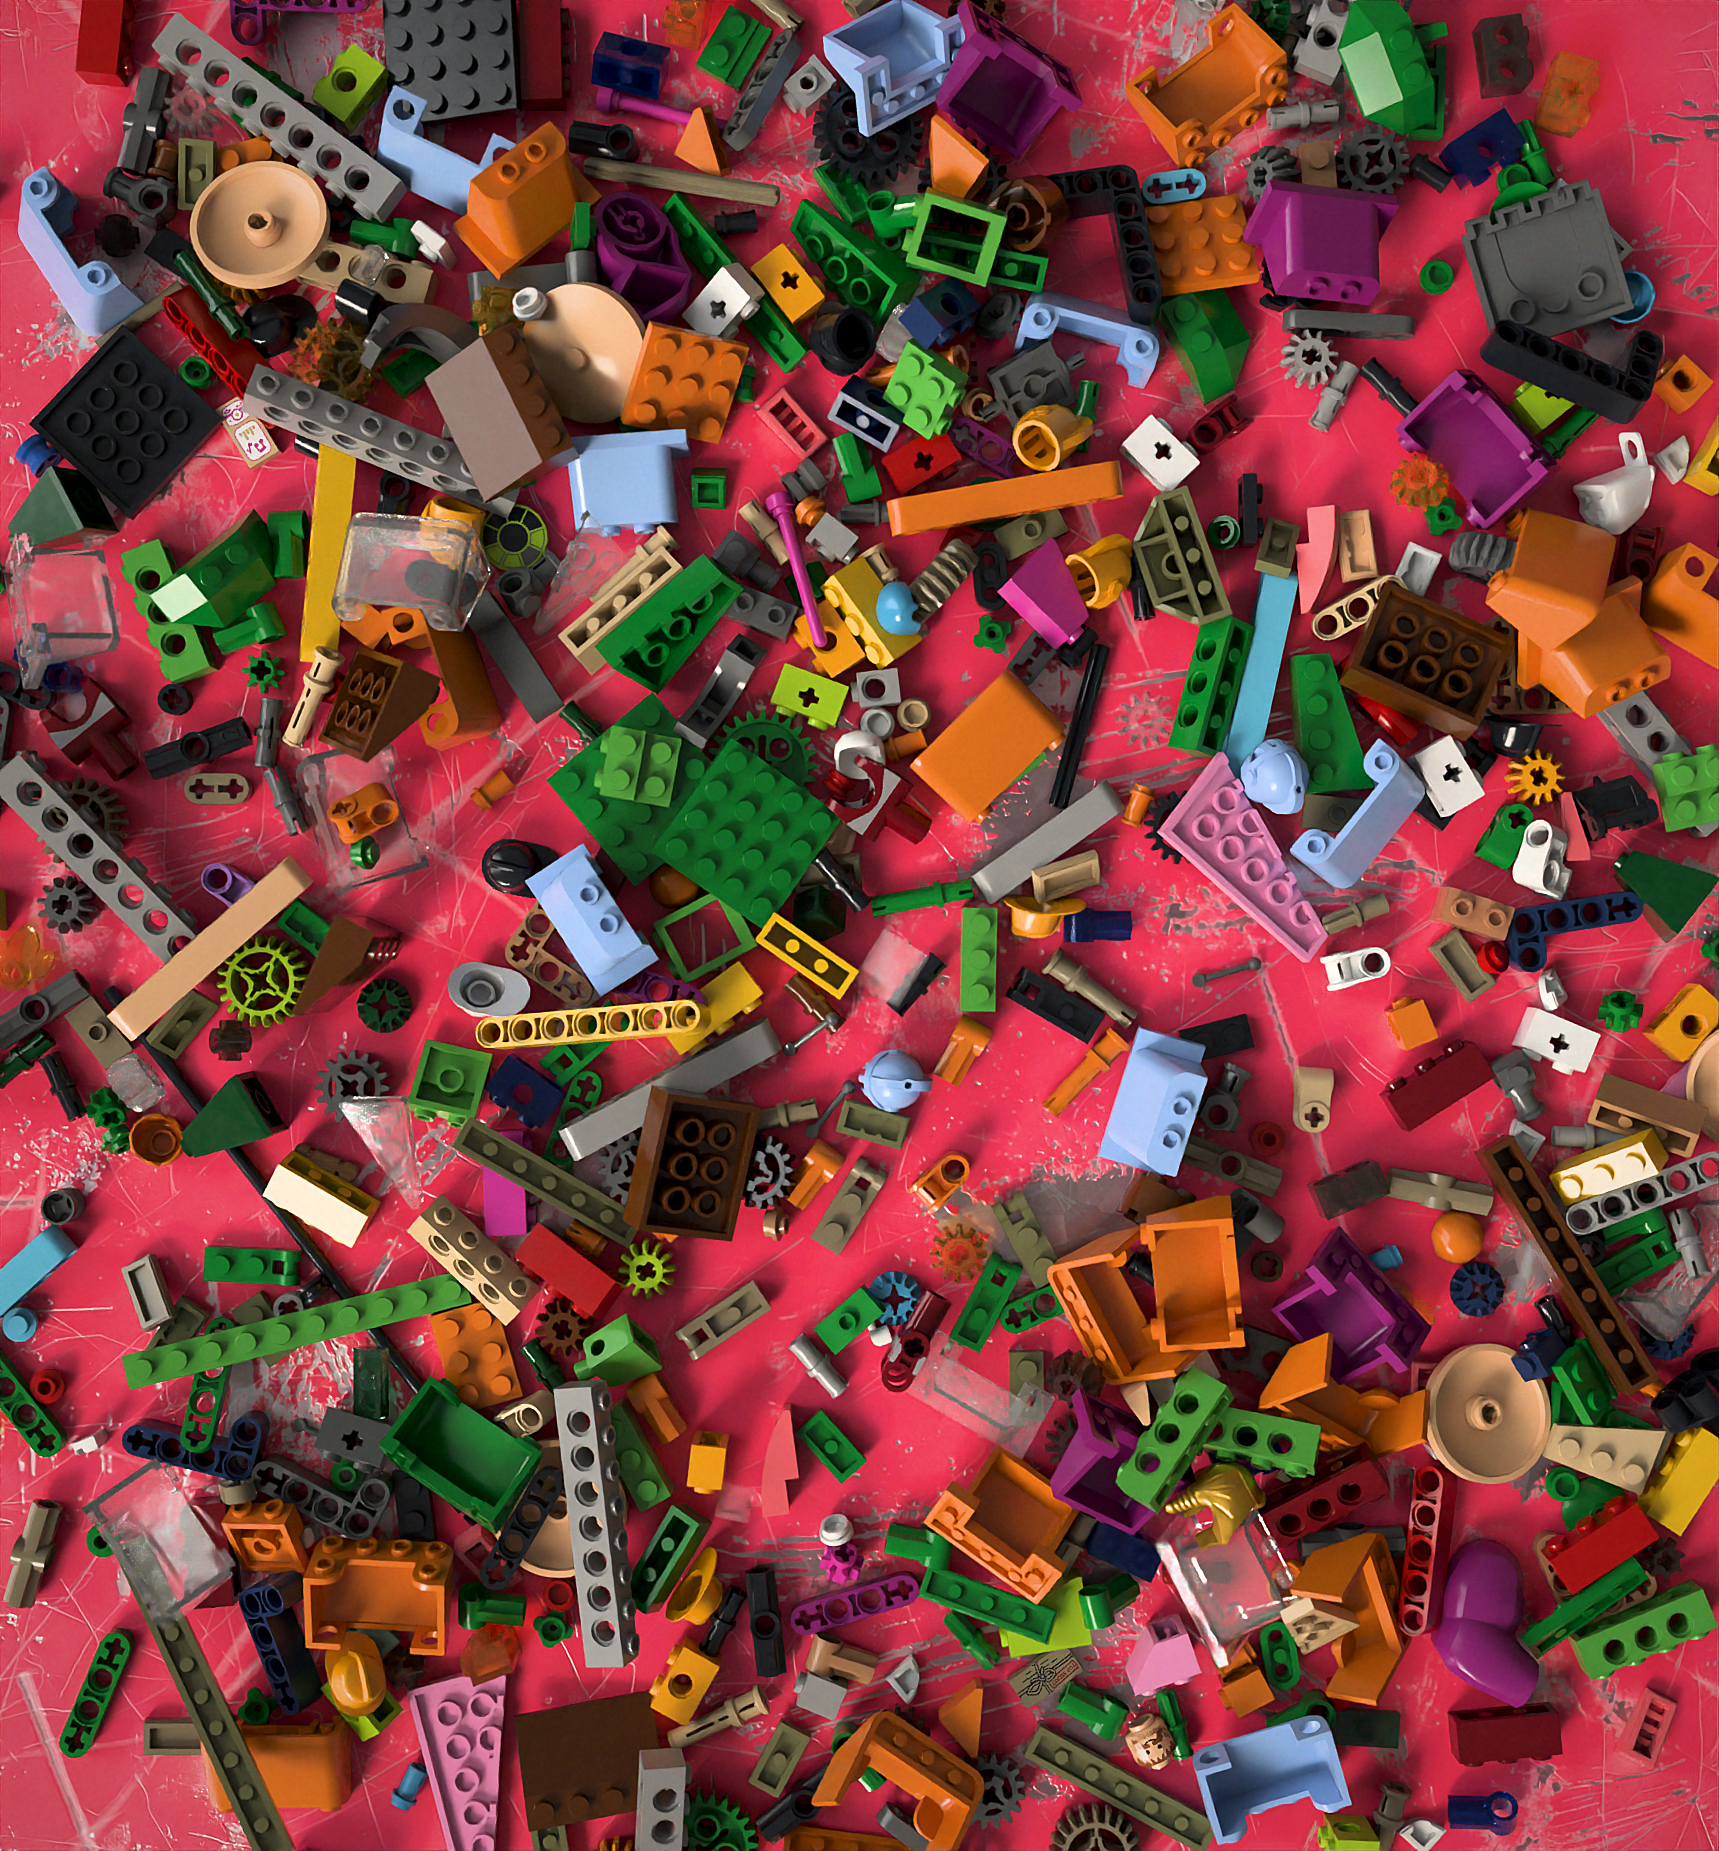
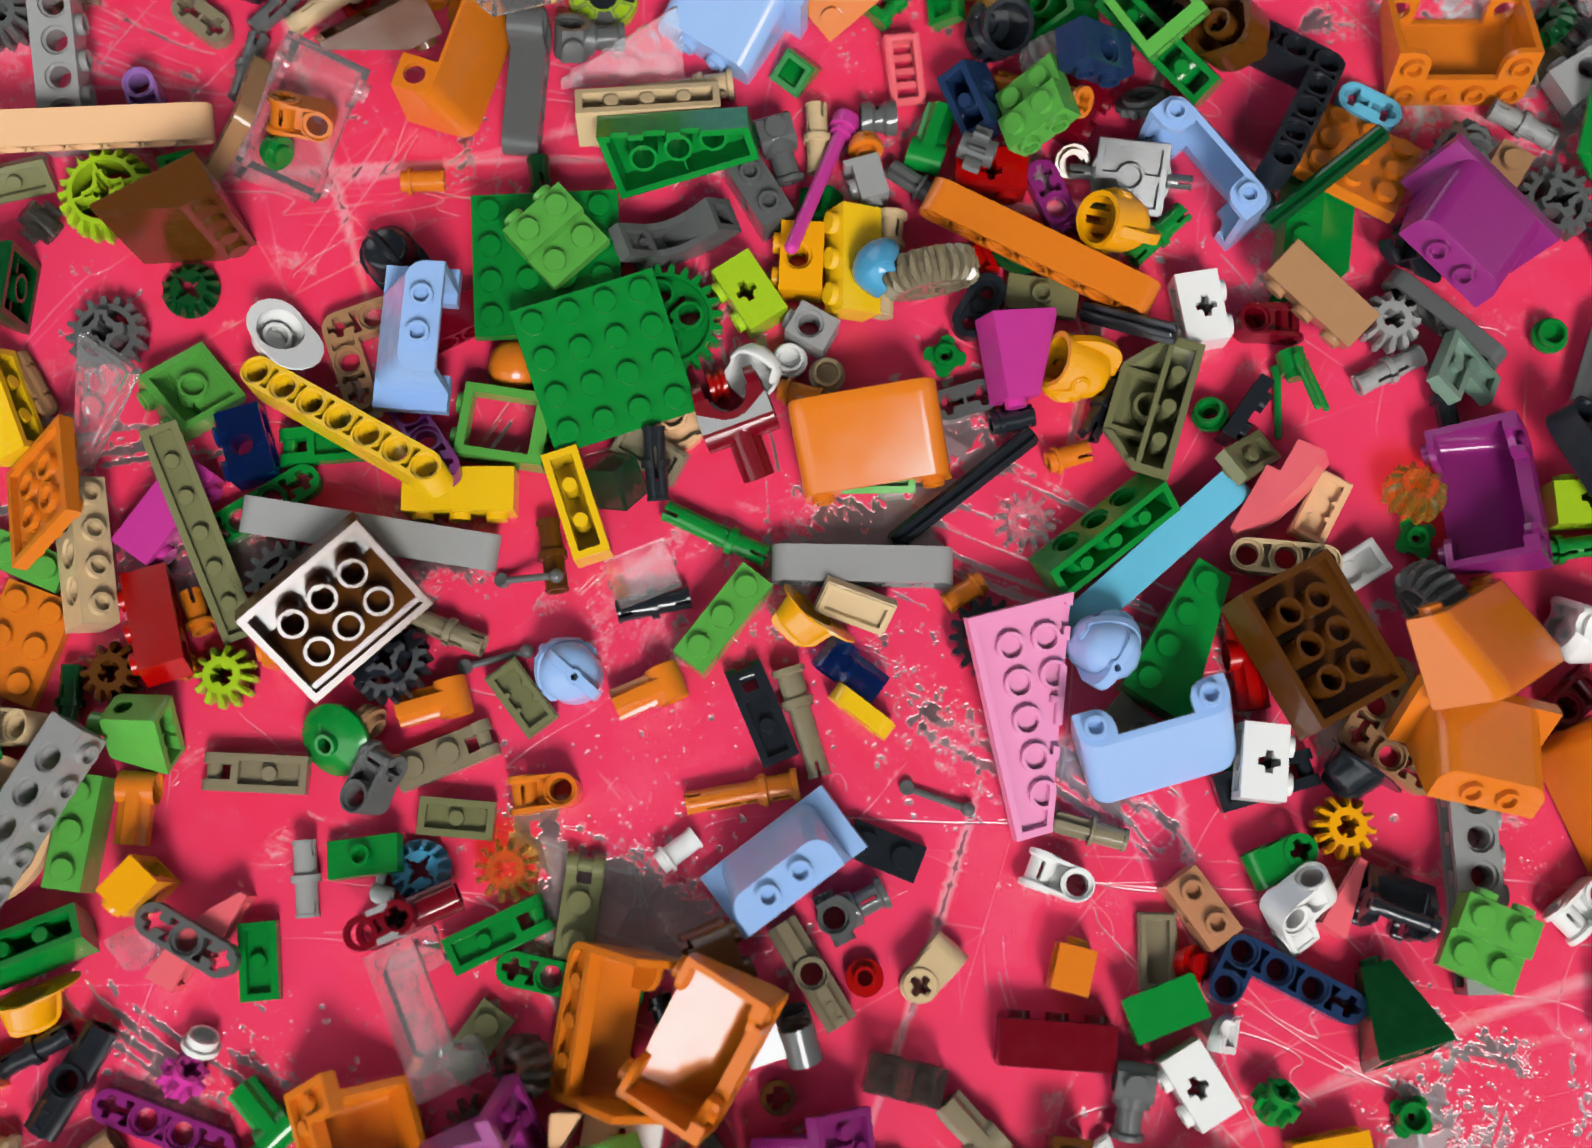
camera: 30 degrees right, 10 degrees down
(326, 849) = (240, 118): none -> medium nougat beam
(412, 1240) = (43, 492): none -> orange plate
(762, 1253) = (339, 727): none -> green dish
(782, 1457) = (169, 916): none -> dark grey beam
(813, 1257) = (373, 780): none -> dark grey piece
(893, 1244) = (457, 818): none -> olive plate
(905, 457) = (977, 149): none -> dark grey gear
(1068, 1148) = (677, 850): none -> white pin
(1115, 507) = (1129, 322): none -> black axle
(1127, 950) = (861, 711): none -> yellow beam
(1140, 644) = (1068, 456): none -> orange pin
(1187, 284) = (1325, 177): none -> dark green axle
(1246, 383) = (1319, 296): none -> medium nougat brick
(1260, 447) = (1294, 367): none -> green plant
(1388, 357) = (1460, 370): none -> sand green plate
(1498, 1004) = (1164, 1009): none -> green panel

